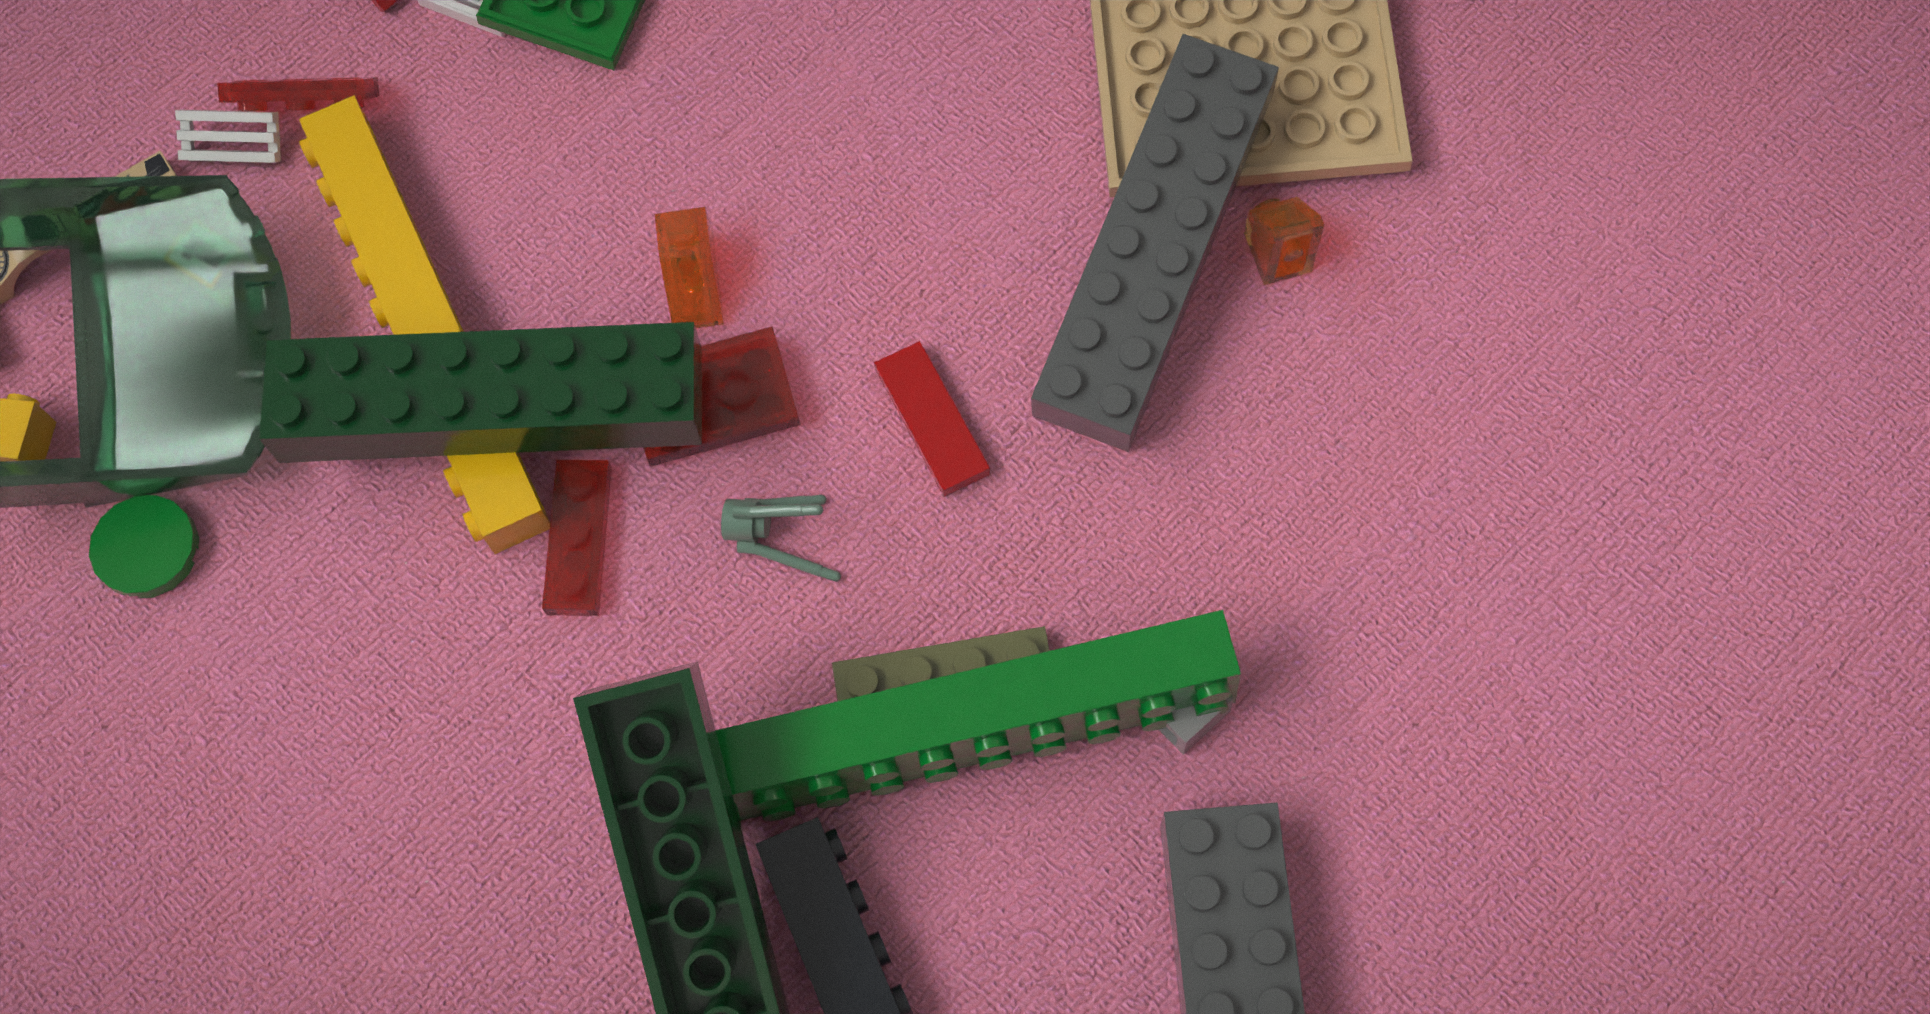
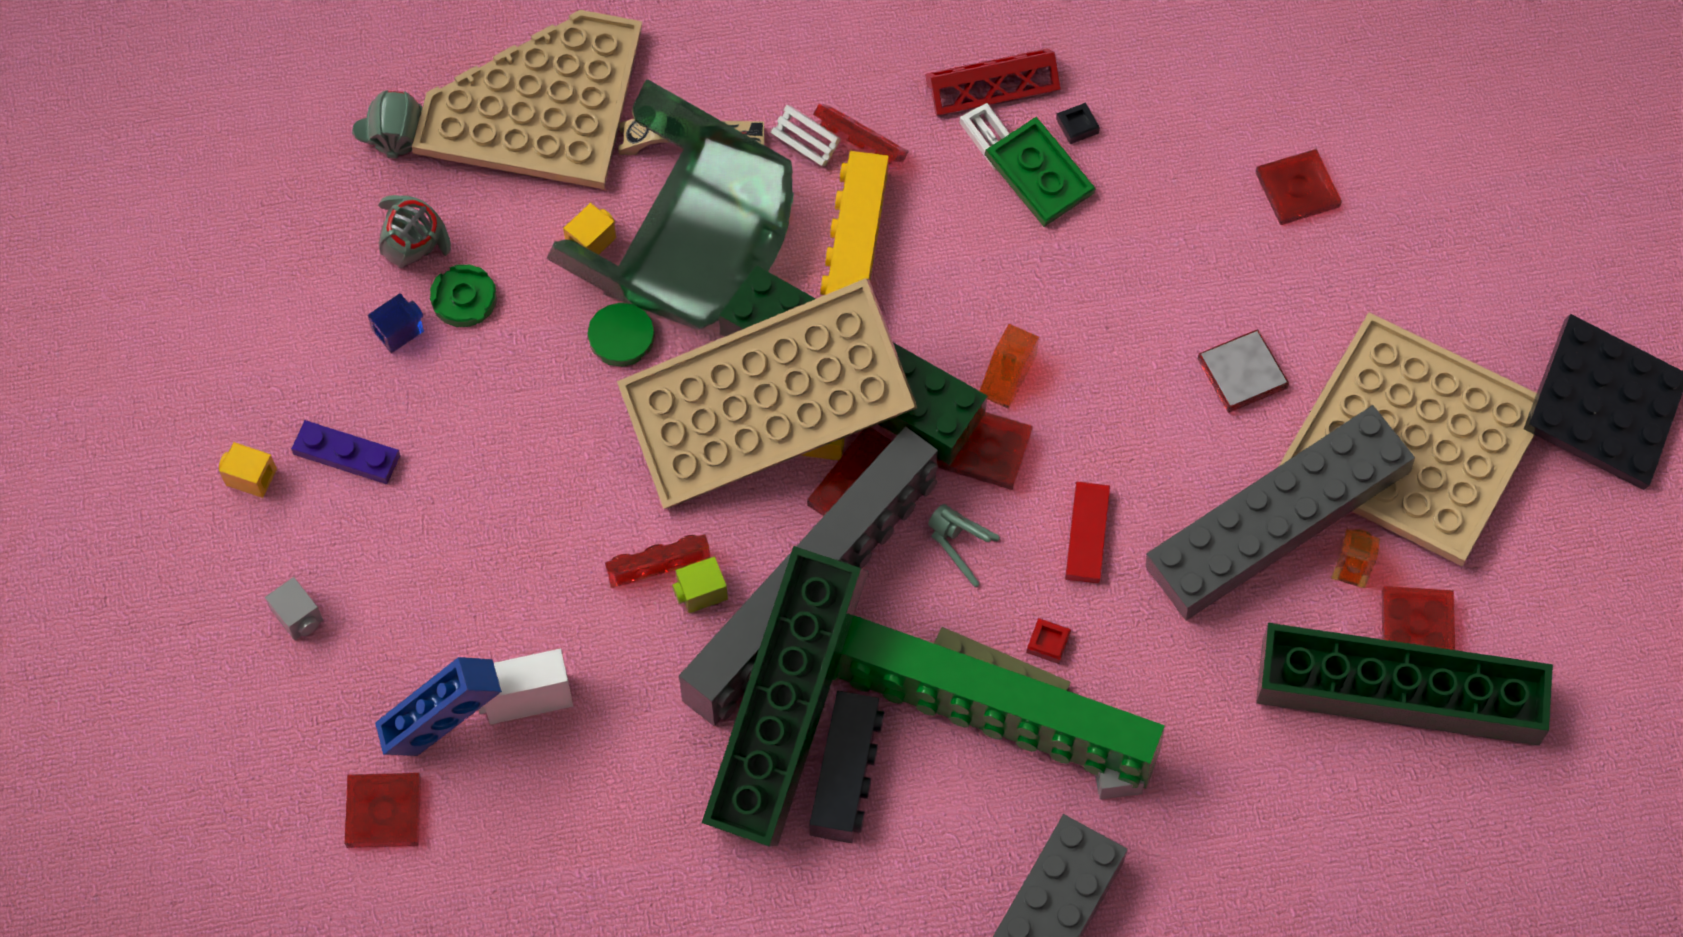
camera: 30 degrees right, 5 degrees down
(390, 824) = (657, 560): none -> clear red plate
(394, 504) = (767, 394): none -> tan plate
(473, 819) = (700, 585): none -> lime brick
(622, 637) = (846, 534): none -> dark grey brick
(979, 590) = (1048, 641): none -> red tile
(981, 97) = (1243, 371): none -> flat silver tile
(1409, 273) = (1418, 616): none -> clear red plate
(1451, 359) = (1405, 684): none -> dark green brick

